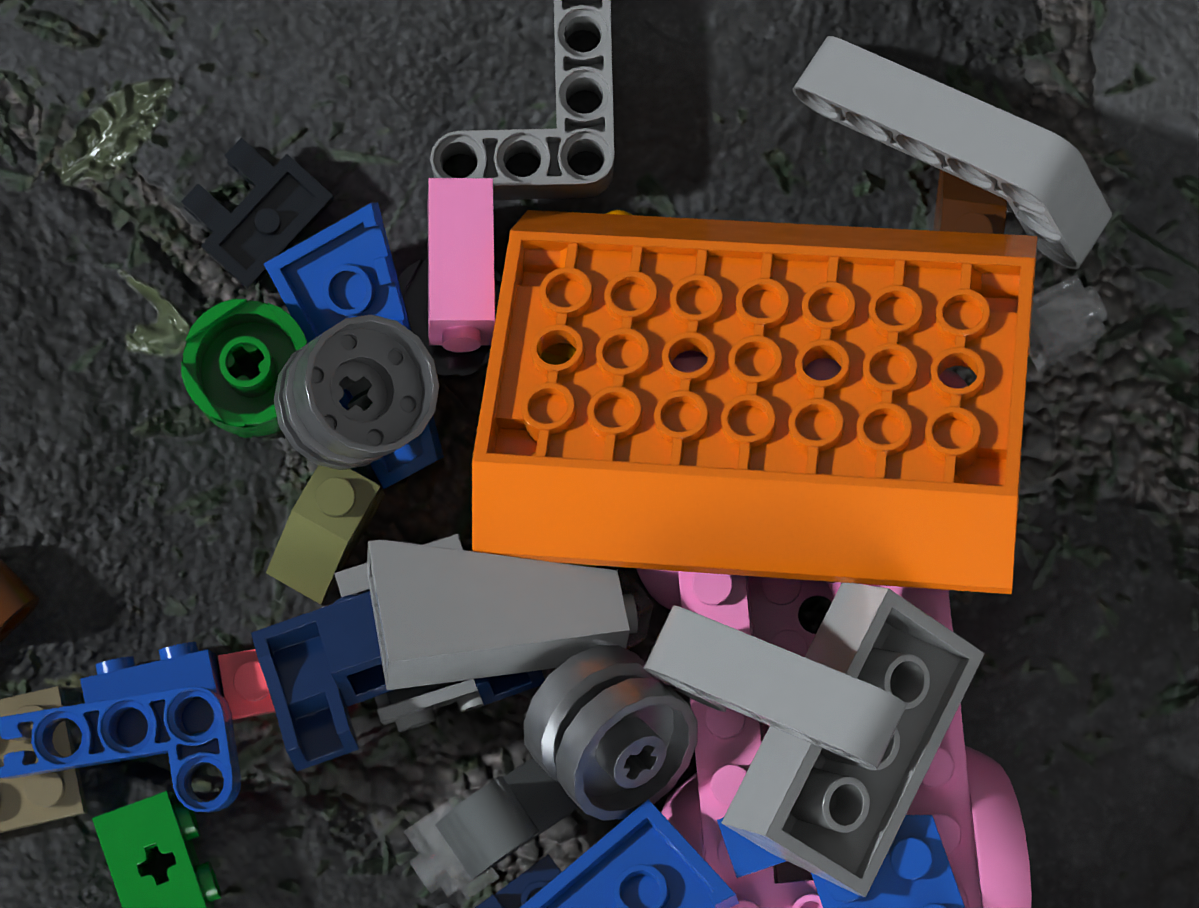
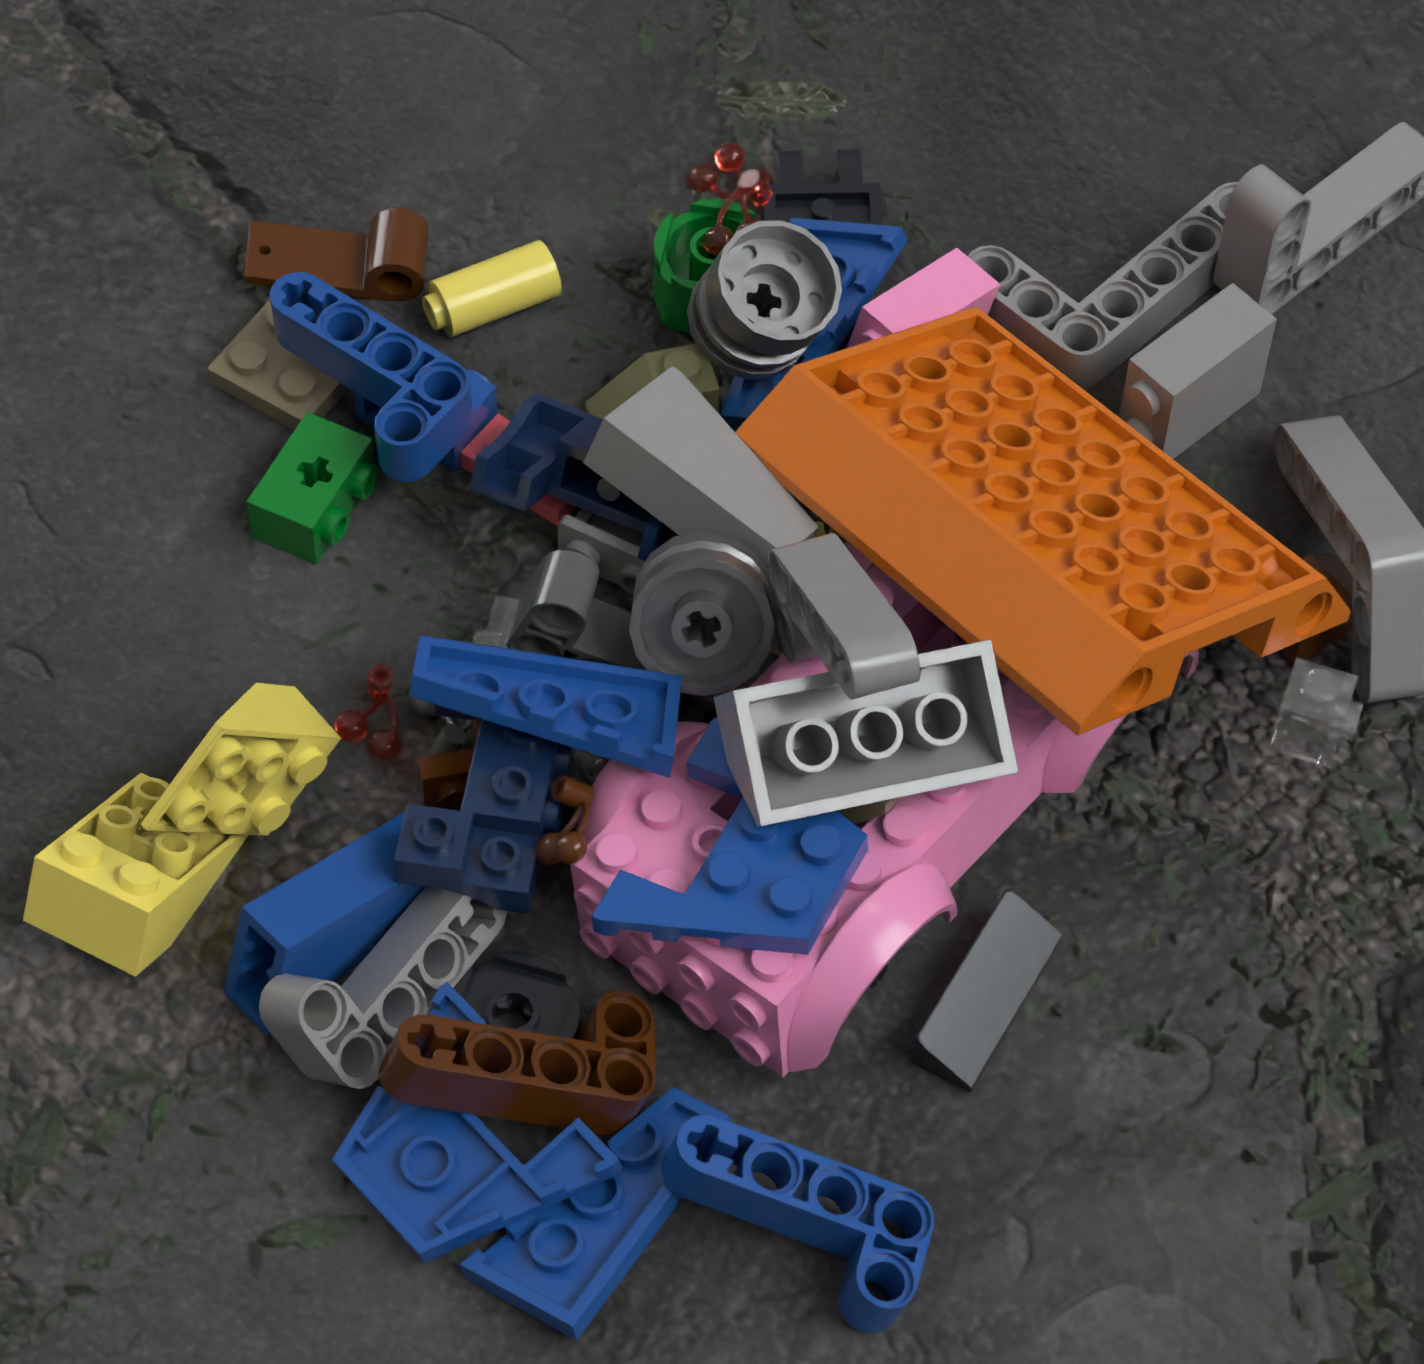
camera: 45 degrees right, 25 degrees down
(95, 550) = (492, 289): none -> light yellow brick
(137, 236) = (728, 159): none -> clear red piece
(264, 327) = (758, 192): none -> clear red piece
(707, 112) = (1198, 371): none -> light grey brick
(1050, 781) = (986, 992): none -> slope

